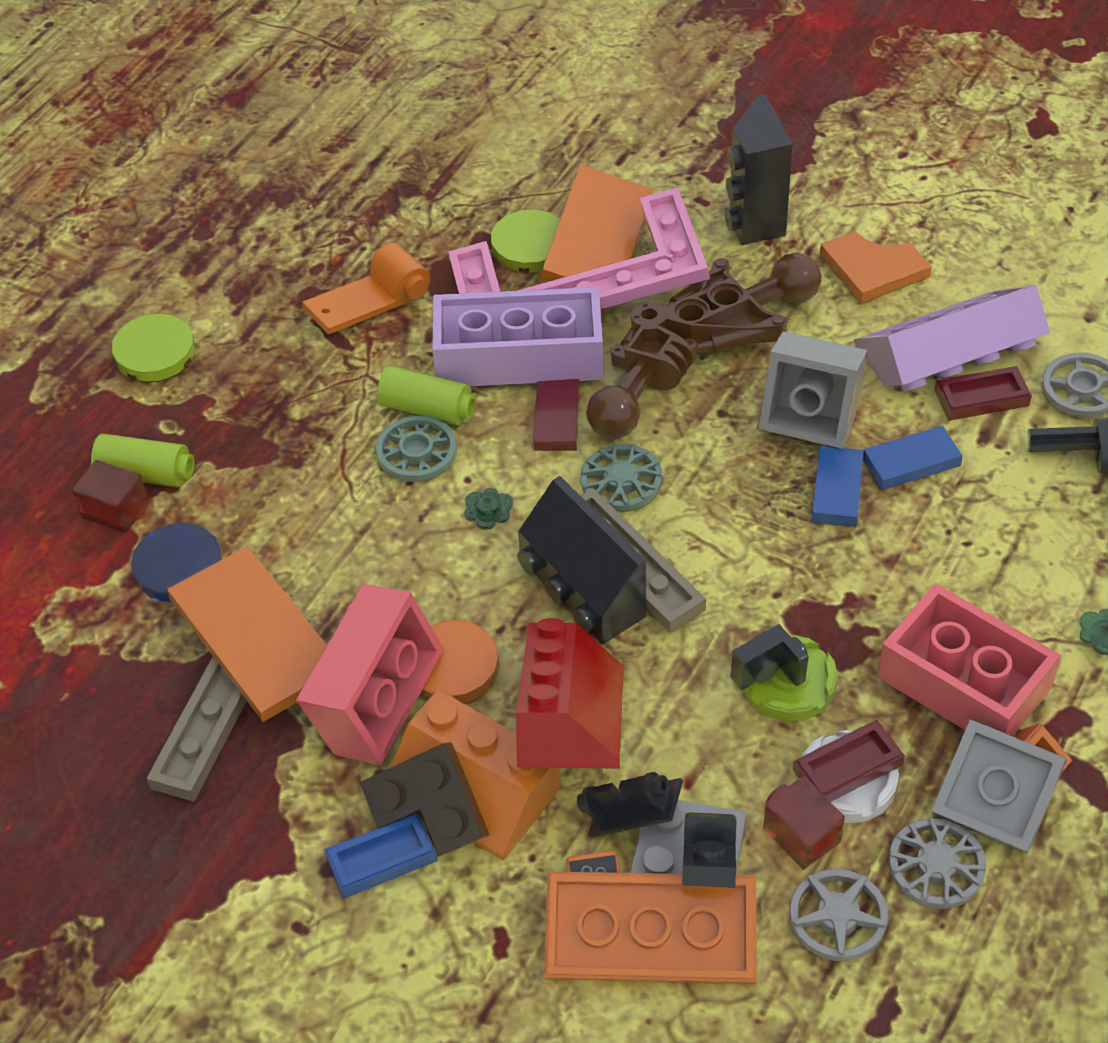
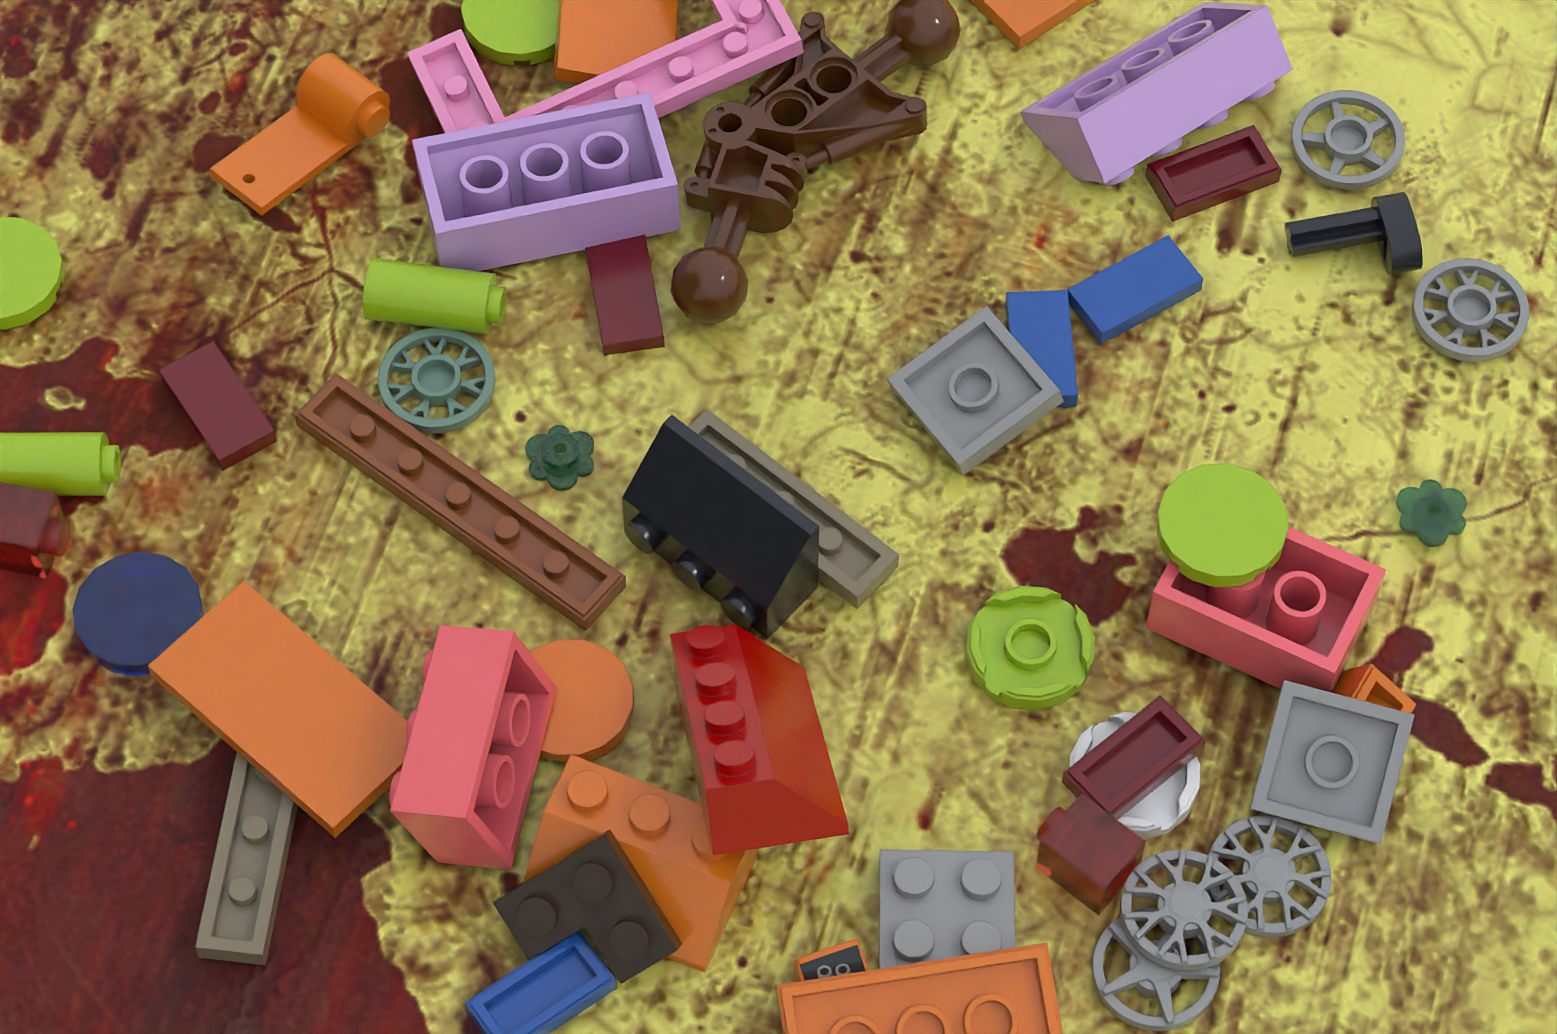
camera: 15 degrees left, 10 degrees up
(267, 444) = (218, 406): none -> dark red tile
(414, 527) = (461, 501): none -> dark orange tile
(623, 475) = (739, 378): sand green wheel -> none
(638, 804) = (863, 872): black hinge -> none
(709, 850) = (983, 922): black bracket -> none
(765, 654) = (1000, 628): black bracket -> none
(784, 502) = (975, 390): none -> light grey plate
(812, 389) = (985, 214): light grey brick -> none
(866, 873) = (1183, 909): none -> light grey wheel
(941, 605) = (1221, 524): none -> lime tile

